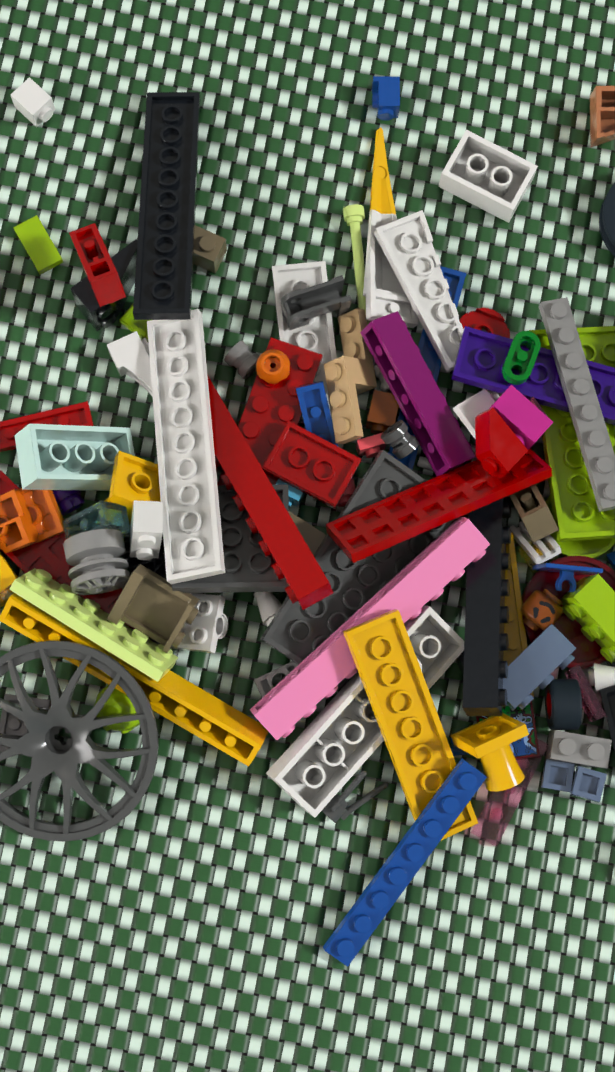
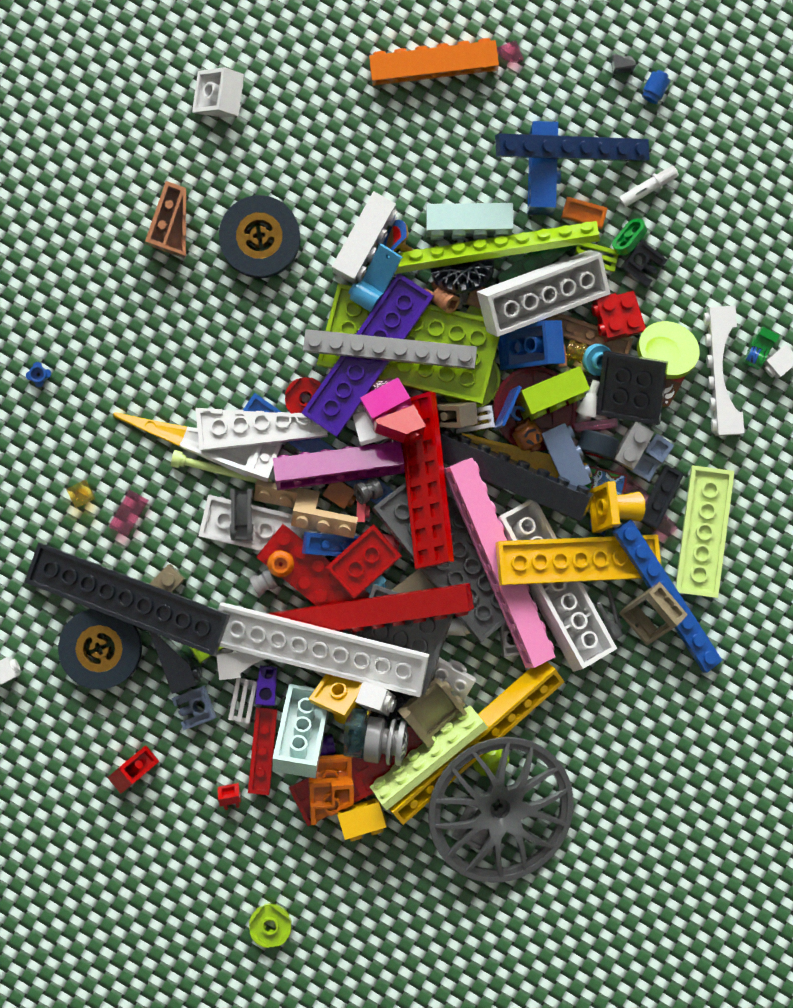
camera: 65 degrees left, 10 degrees up
(38, 245) = (118, 704): lime tile -> none
(55, 340) = (199, 716): none -> sand blue brick
(90, 375) = (239, 718): none -> white tile
(97, 265) = (162, 668): red slope -> none
(110, 177) = (110, 671): none -> black wheel
(117, 405) = (266, 686): none -> dark purple leg
(269, 182) = (128, 513): none -> clear pink tile
(272, 121) = (80, 493): none -> clear yellow plate
(386, 96) = (92, 400): blue brick -> none
(393, 24) = (32, 374): none -> blue plate
(393, 856) = (665, 606): none -> dark tan window
(487, 176) = (184, 348): white brick -> none
(504, 882) = (704, 531): none -> yellowish green plate
(519, 359) = (342, 382): green plate -> none
(527, 809) = (661, 496): none -> black tile

